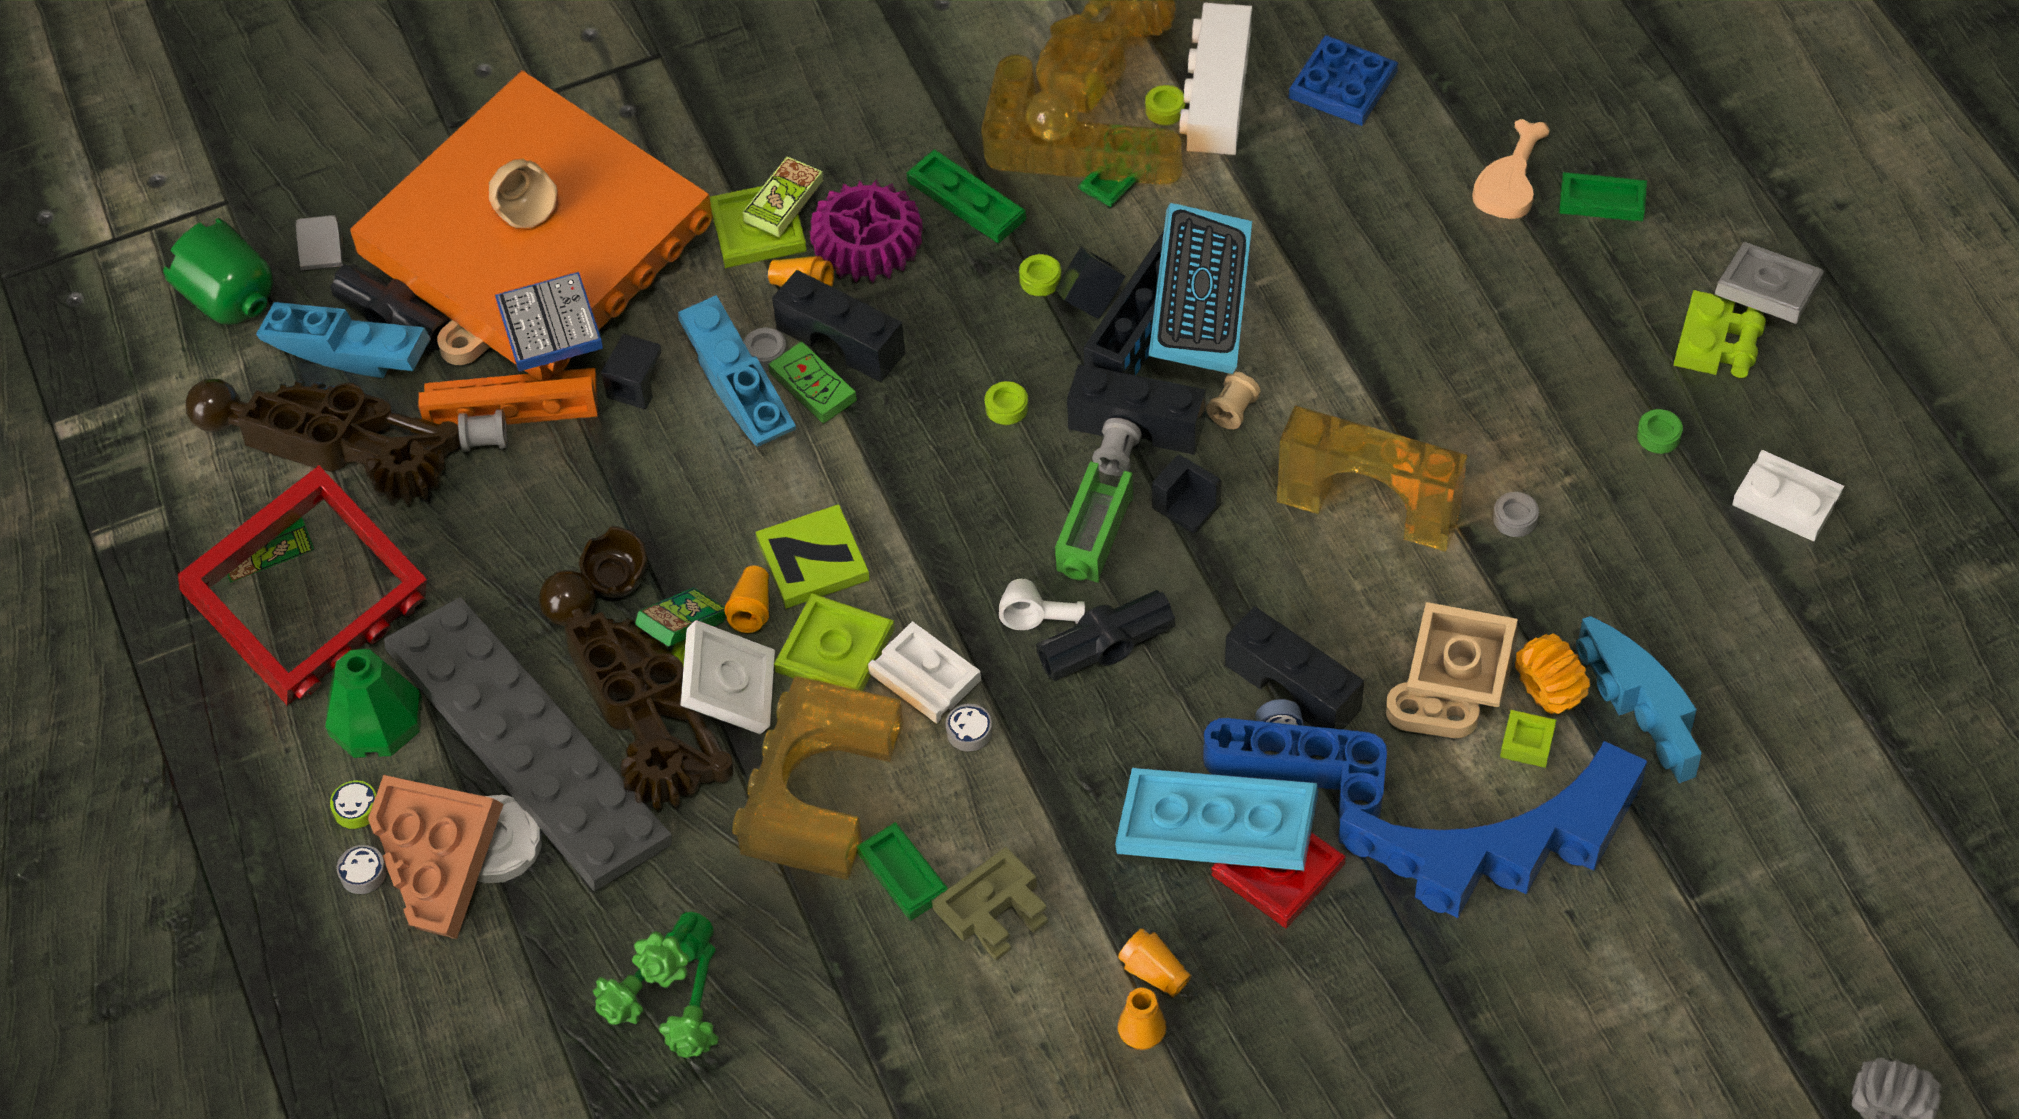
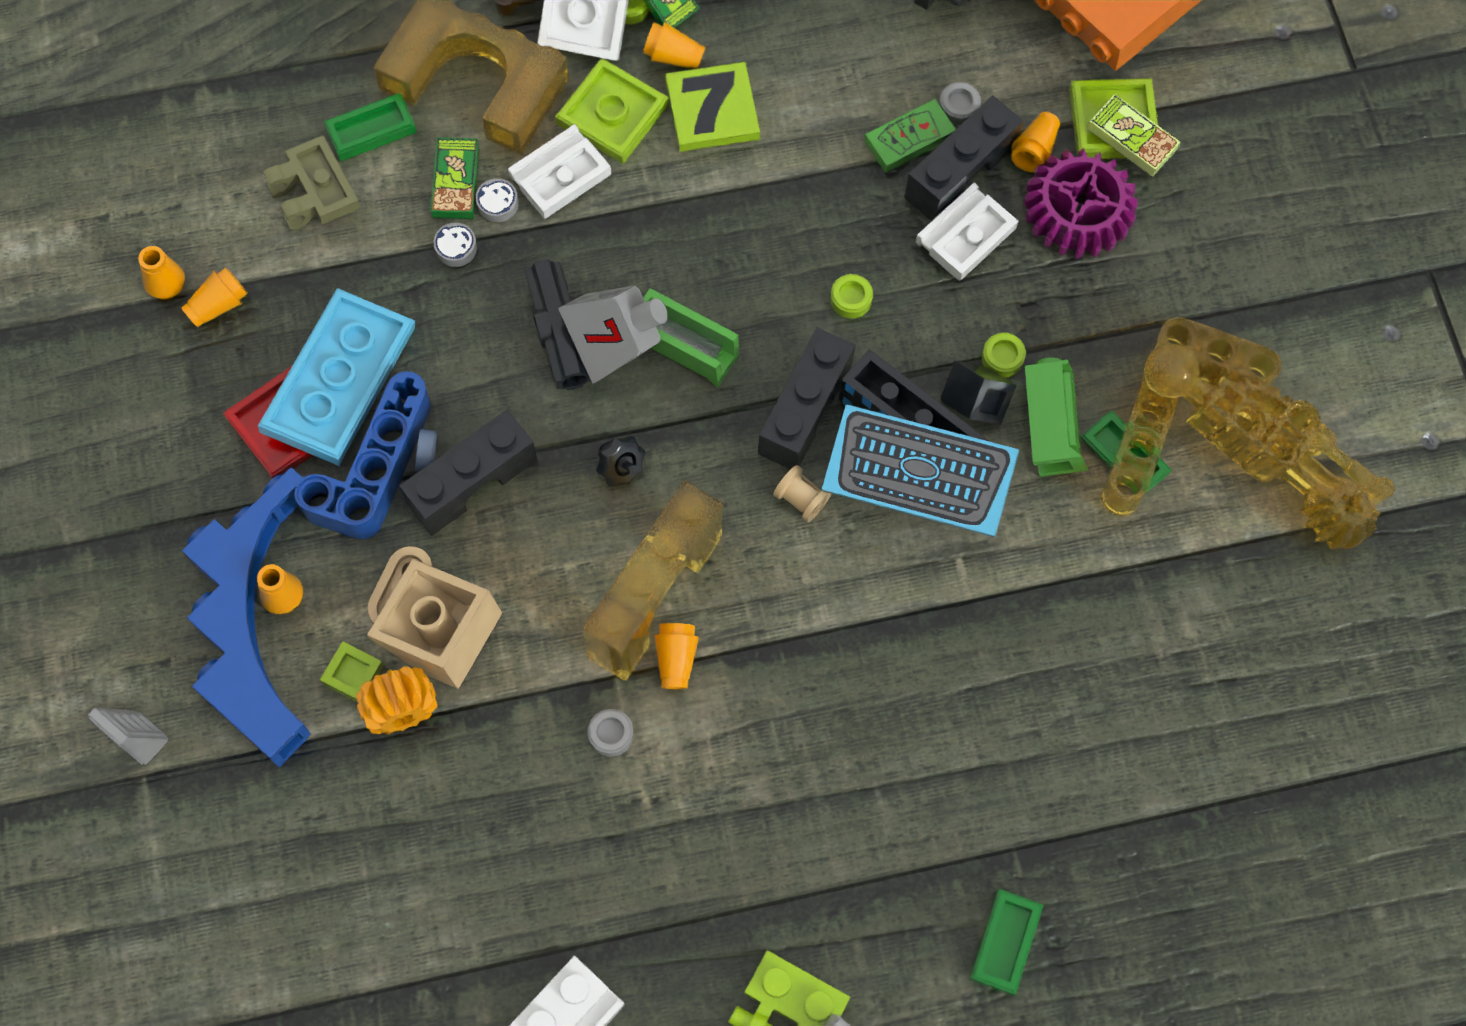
camera: 95 degrees right, 15 degrees up
(735, 373) = (925, 71): dark azure slope -> none
(926, 316) = (966, 232): none -> white plate
(950, 772) = (455, 178): none -> tile
(966, 196) = (1118, 306): green tile -> none
(1024, 609) = (612, 264): white bar -> none
(1031, 754) = (455, 244): none -> tile
(1103, 218) = (1053, 417): none -> bright green window
(1113, 559) = (612, 328): none -> light grey torso
(1116, 446) = (766, 374): light grey bush -> none
(1164, 104) = (1211, 518): lime tile -> none
(1186, 493) = (701, 427): black panel -> none
(1218, 78) = (1234, 572): white brick -> none
(1240, 554) = (620, 460): none -> black piece
(1343, 80) = (1219, 708): blue tile -> none
(1467, 807) = (278, 589): none -> light orange cone
(1502, 185) = (1039, 837): light nougat piece -> none
(1642, 685) = (379, 783): dark azure slope -> none
(1659, 431) = (679, 907): bright green tile -> none
(1662, 899) = (130, 731): none -> light grey slope

